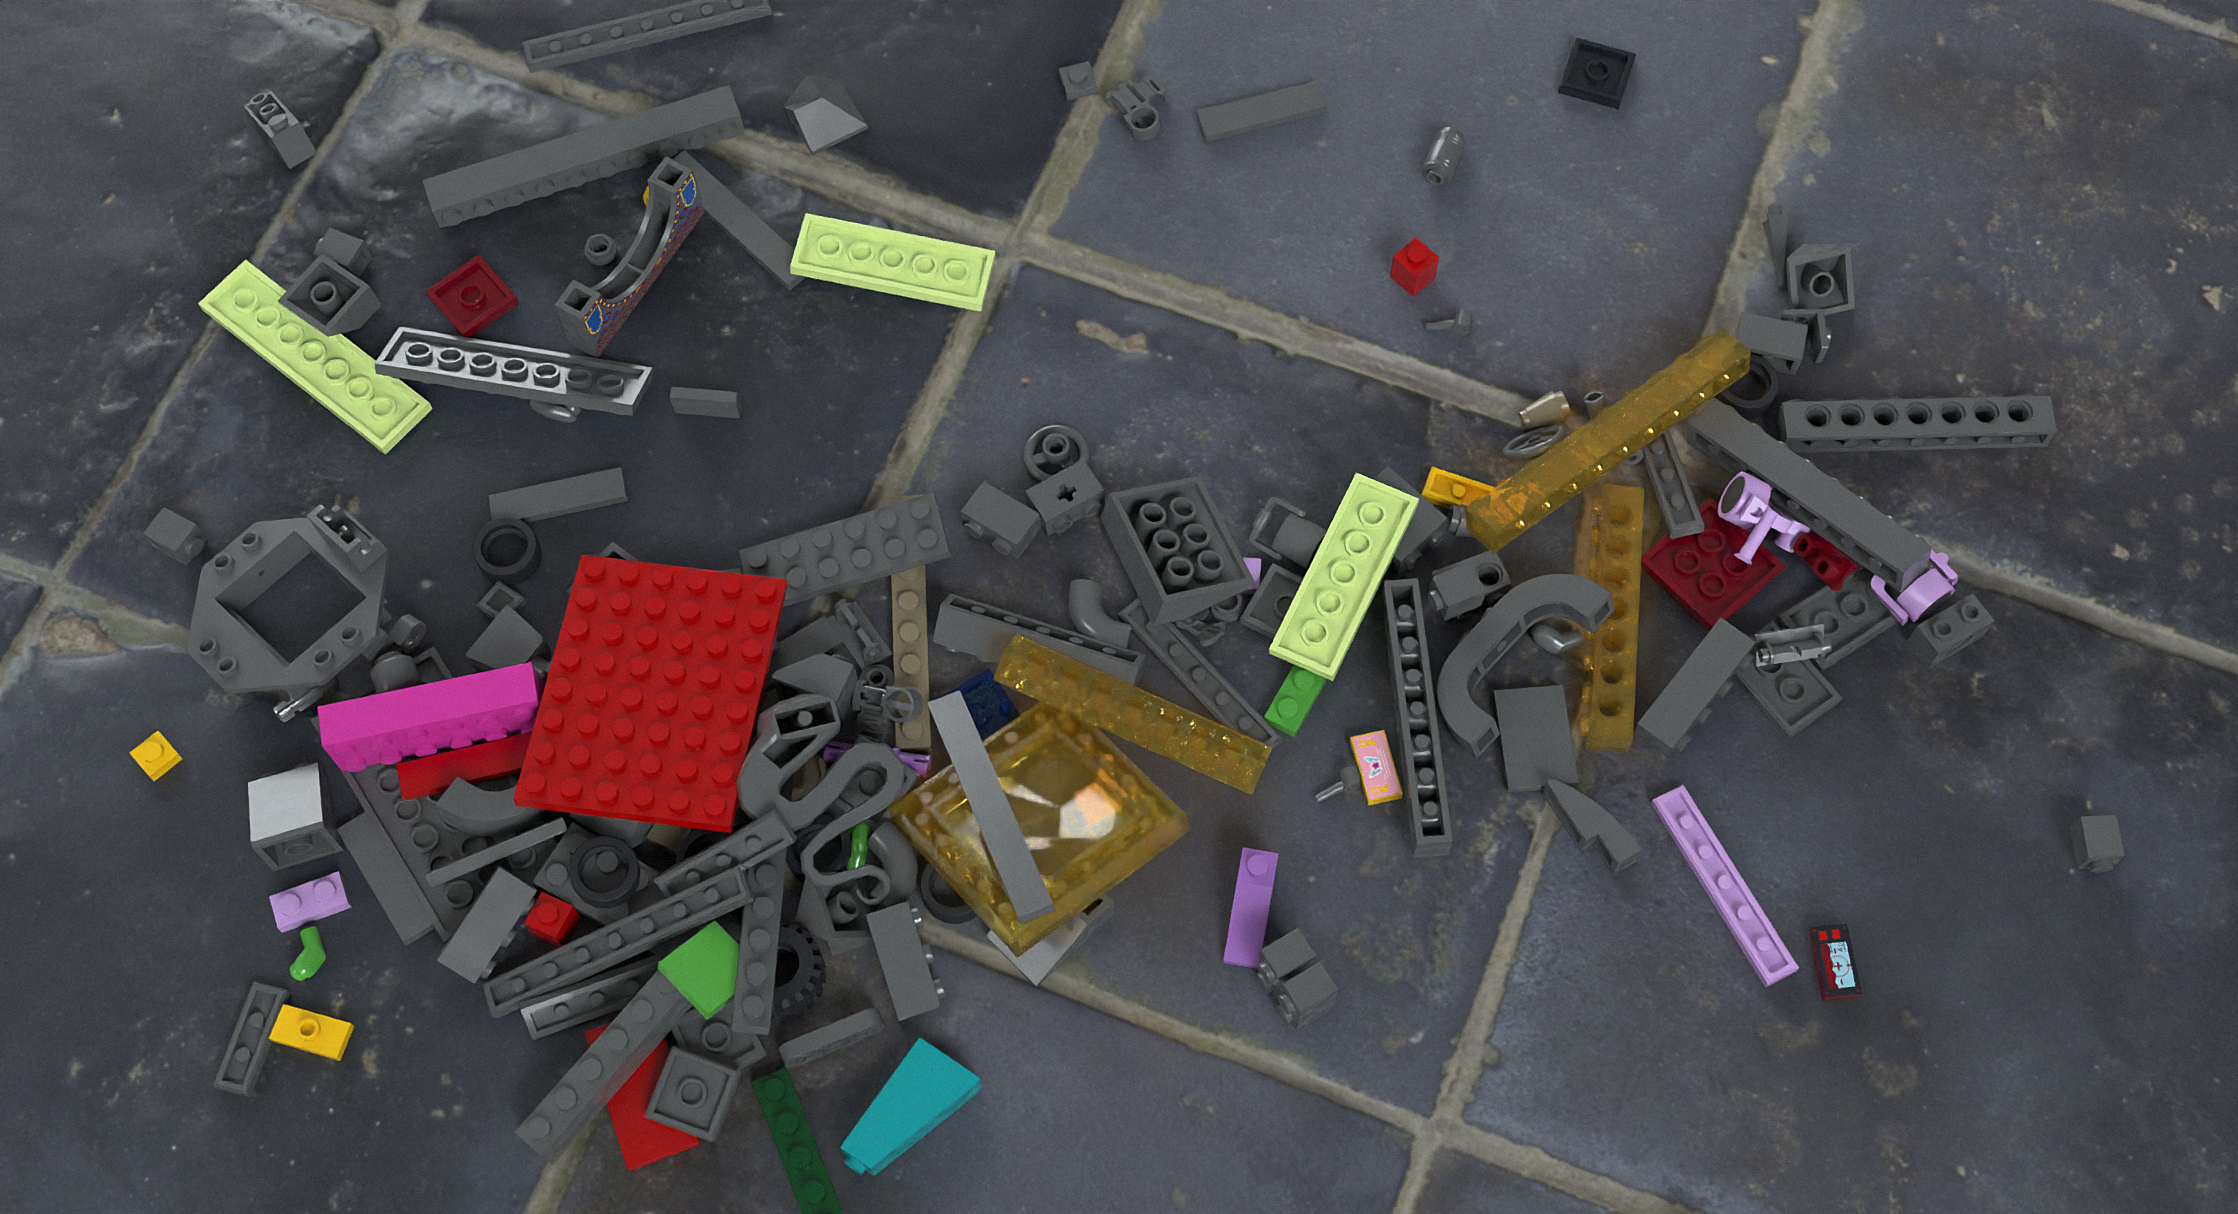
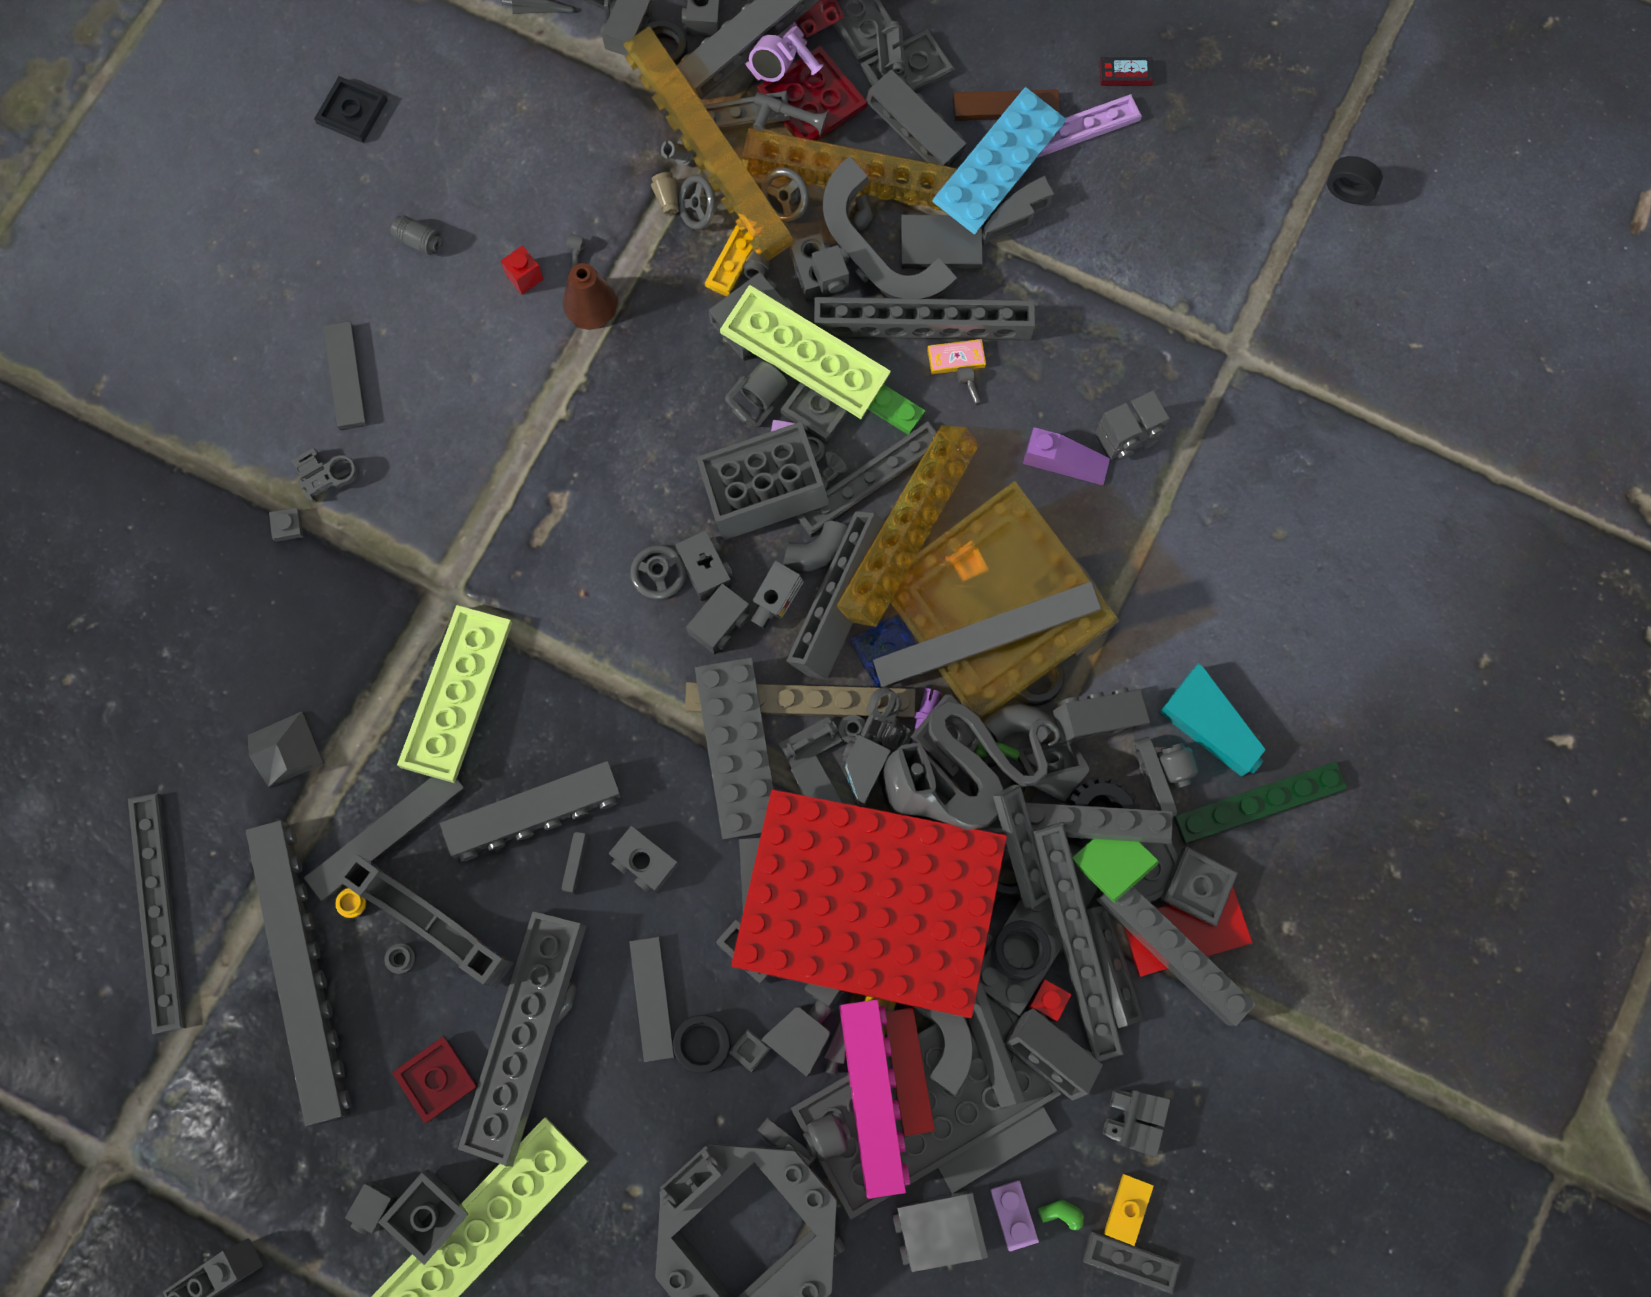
camera: 90 degrees left, 10 degrees up
(409, 1037) = (1134, 1134): none -> dark grey hips
(709, 488) = (635, 844): none -> dark grey brick
(764, 353) = (530, 811): none -> dark grey brick
(849, 1064) = (1178, 764): none -> dark grey head
(1035, 577) = (779, 582): none -> dark grey torso
(1389, 339) = (588, 298): none -> copper cone
(1564, 545) = (796, 190): none -> dark grey piece
(1657, 793) = (999, 160): none -> medium azure plate
(1667, 567) = (768, 103): none -> dark grey piece
(1751, 807) = (992, 104): none -> reddish brown tile

